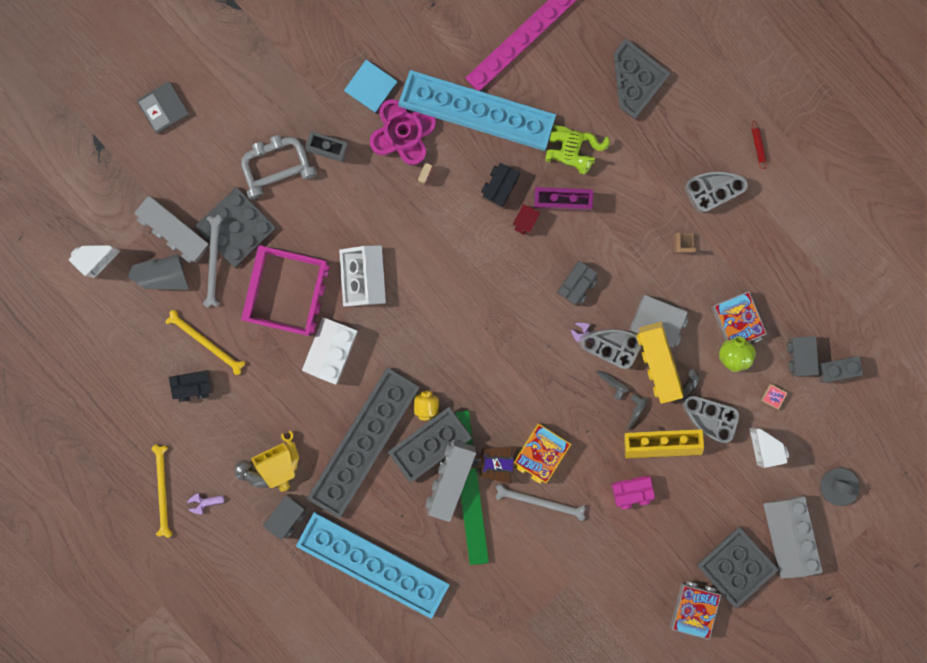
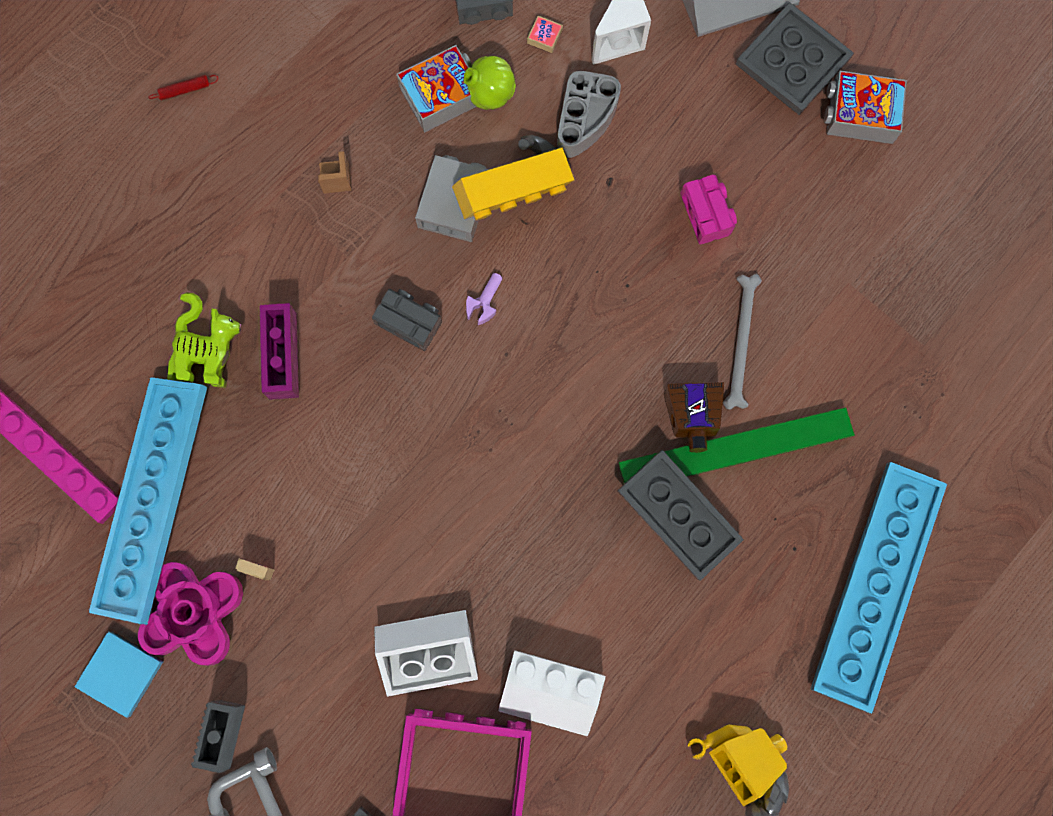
camera: 100 degrees left, 10 degrees down
(284, 517) = (828, 737): dark grey brick -> none
(363, 443) = (692, 622): dark grey plate -> none
(426, 405) = (620, 527): yellow head -> none
(451, 480) = (732, 475): light grey brick -> none
(501, 185) = (266, 449): black brick -> none
(525, 219) = (316, 405): dark red brick -> none
(541, 454) = (671, 345): brick -> none
(616, 341) = (494, 250): light grey beam -> none
(621, 388) = (551, 252): dark grey bar -> none
(636, 78) = (90, 265): dark grey plate -> none
(638, 409) = (587, 215): dark grey bar -> none
(663, 443) = (632, 171): yellow brick -> none
(708, 186) = (251, 148): light grey beam -> none

